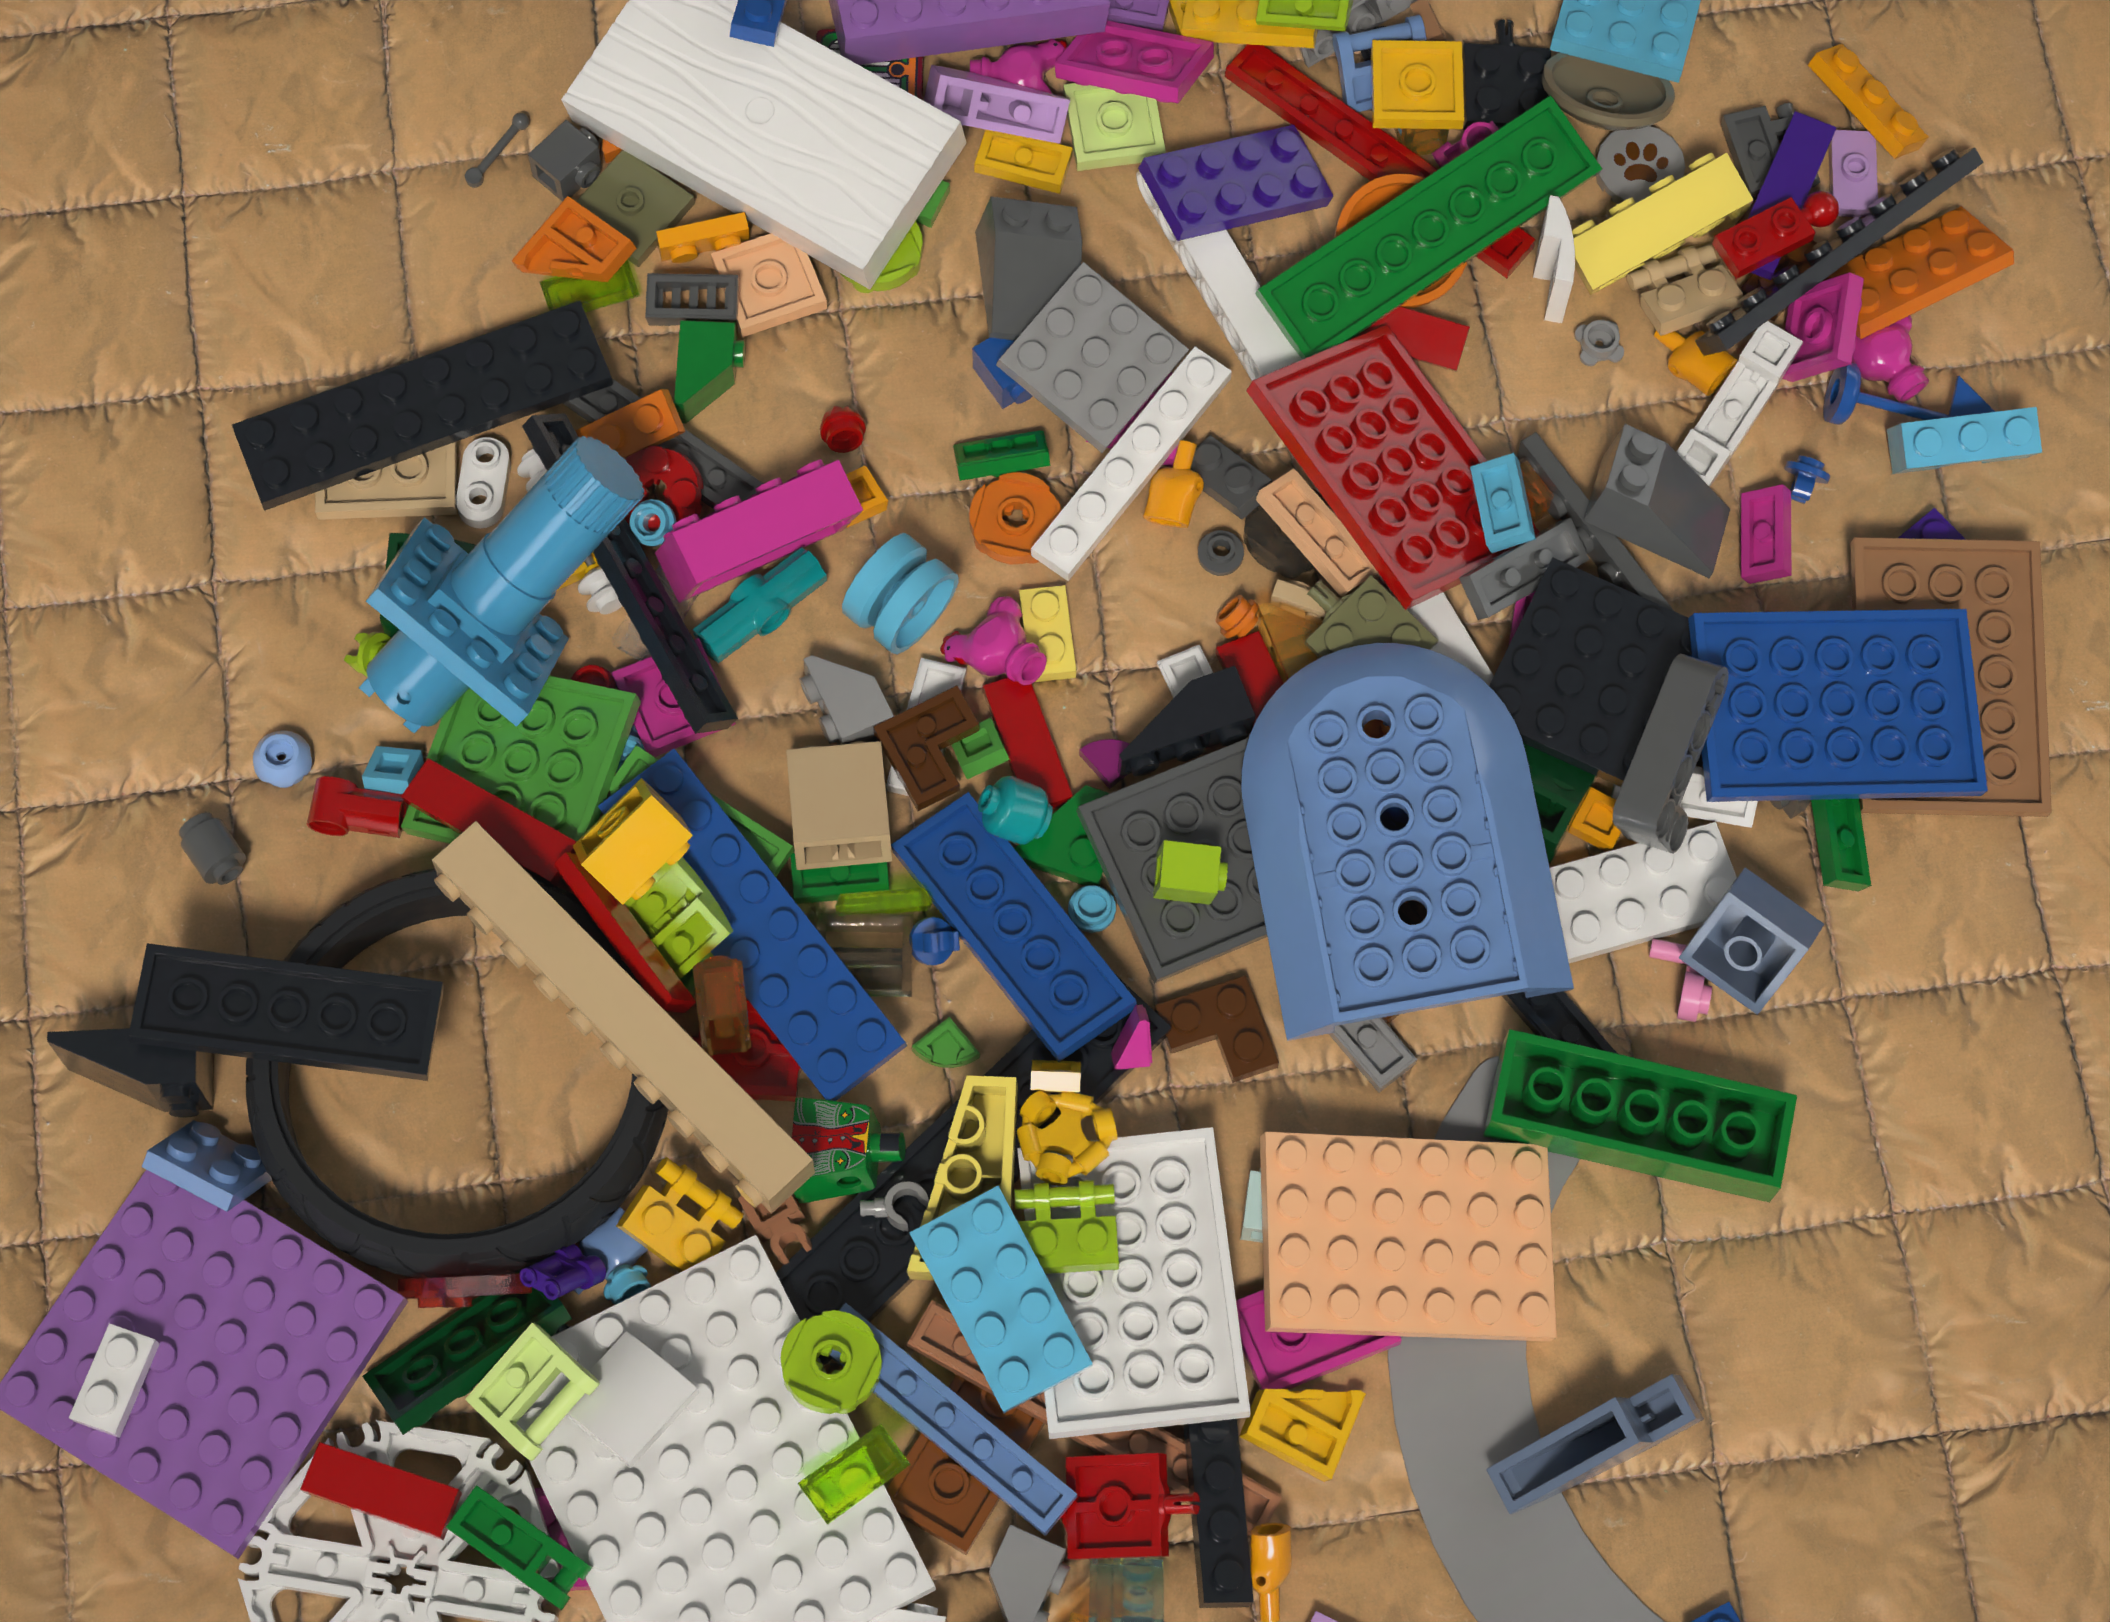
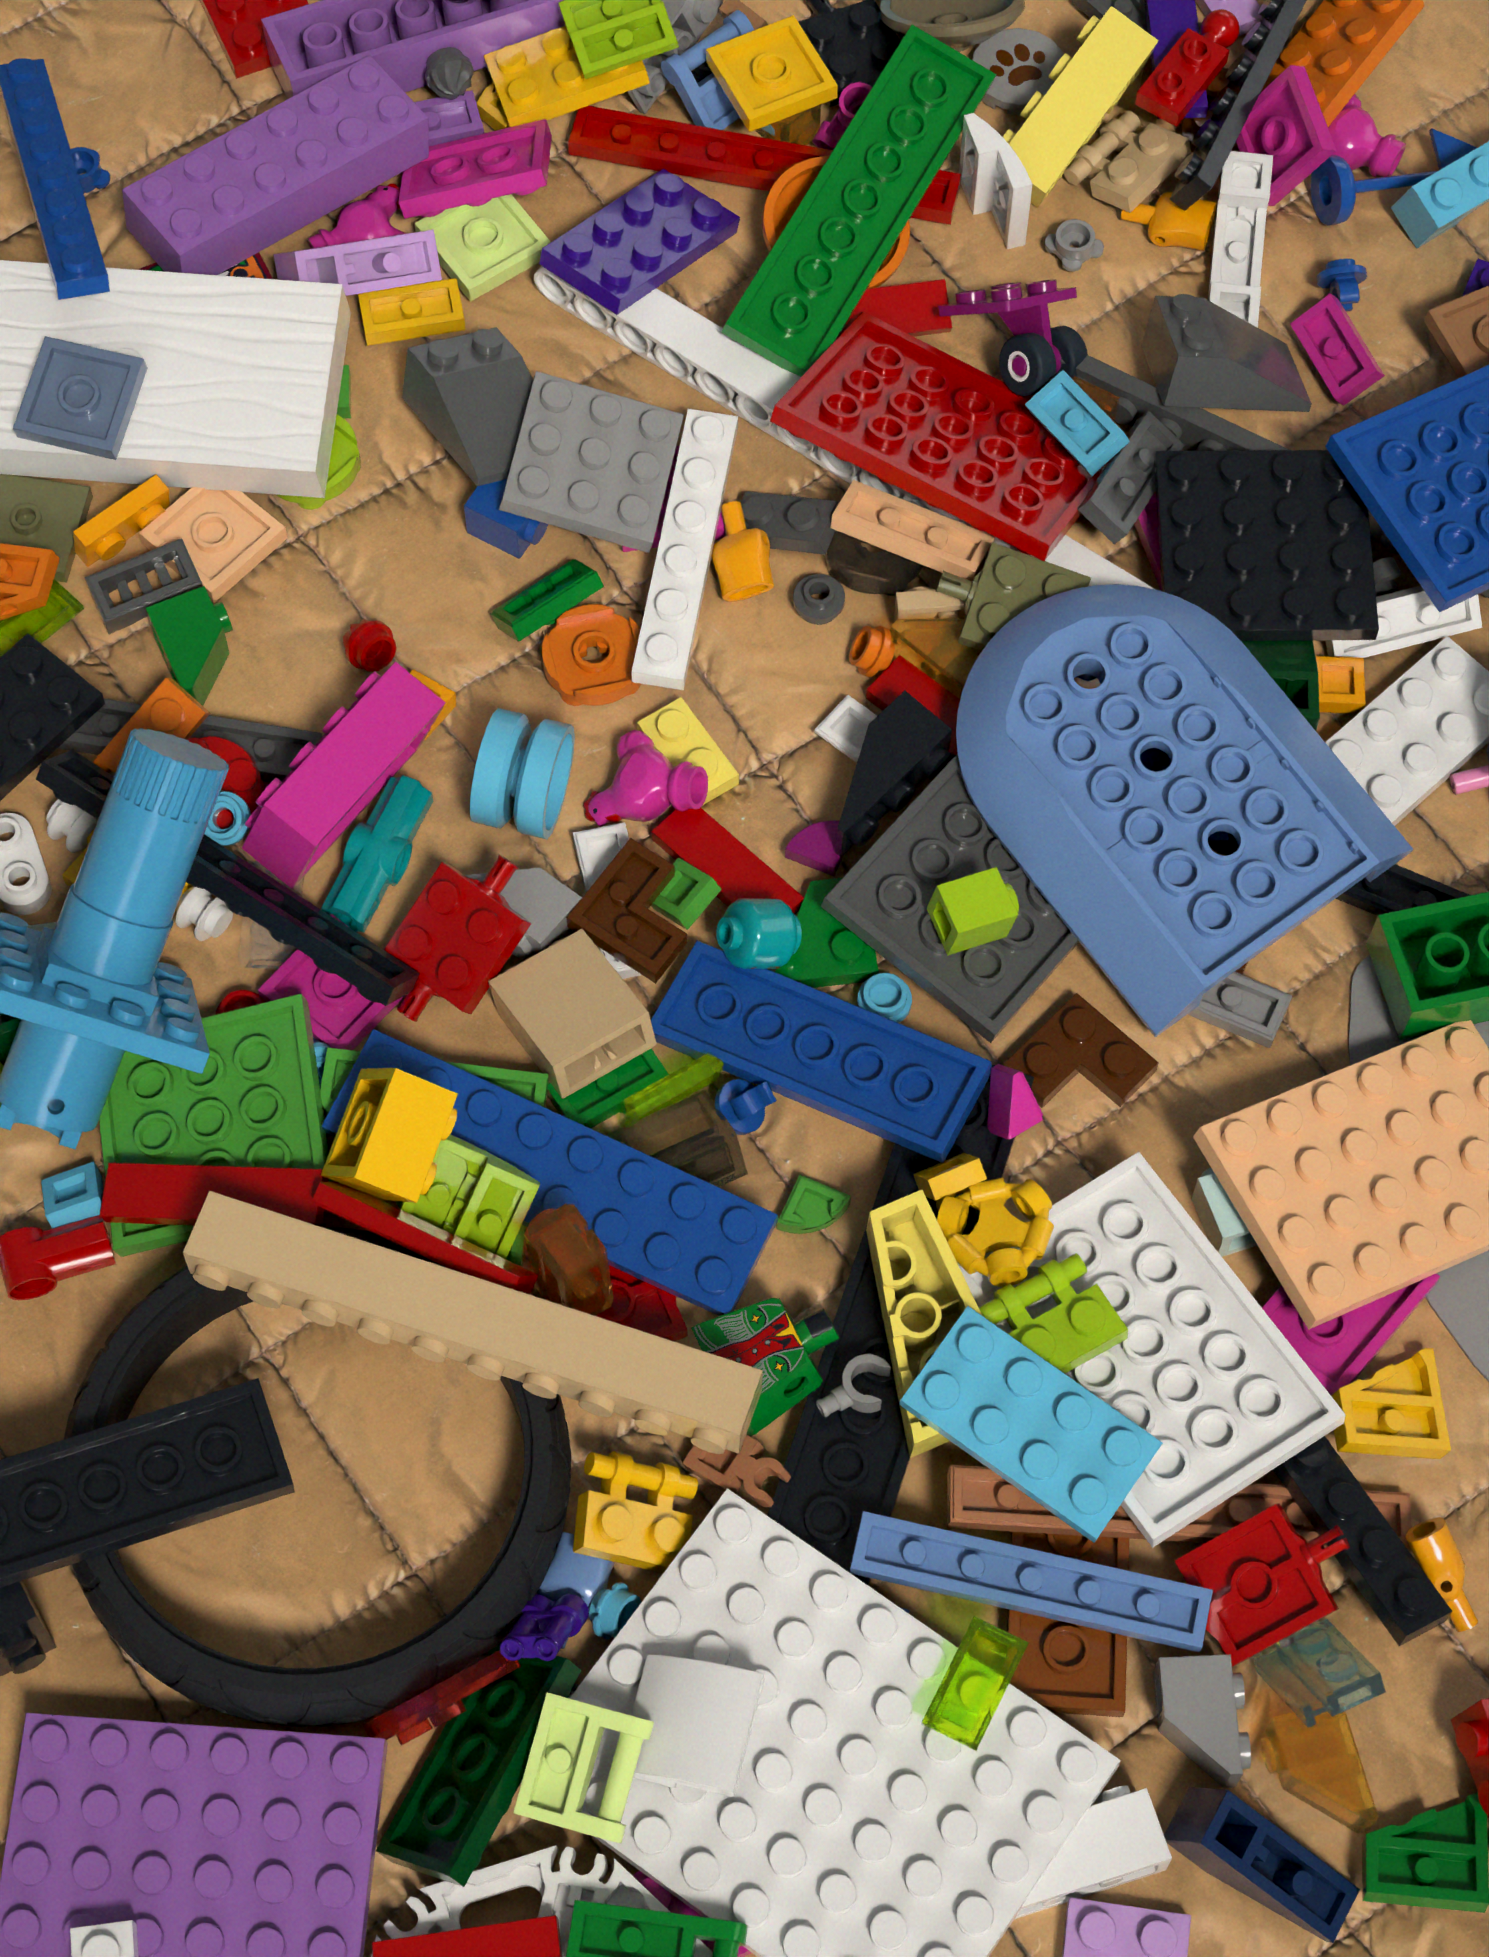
camera: 25 degrees left, 5 degrees down
(208, 1165) = (90, 1703): medium blue plate -> none
(708, 126) = (80, 398): none -> sand blue plate
(781, 703) = (457, 937): none -> red plate
(841, 1389) = (864, 1605): lime plate -> none
(1502, 428) = (1035, 350): none -> plate
(1668, 753) = (1384, 579): dark grey beam -> none

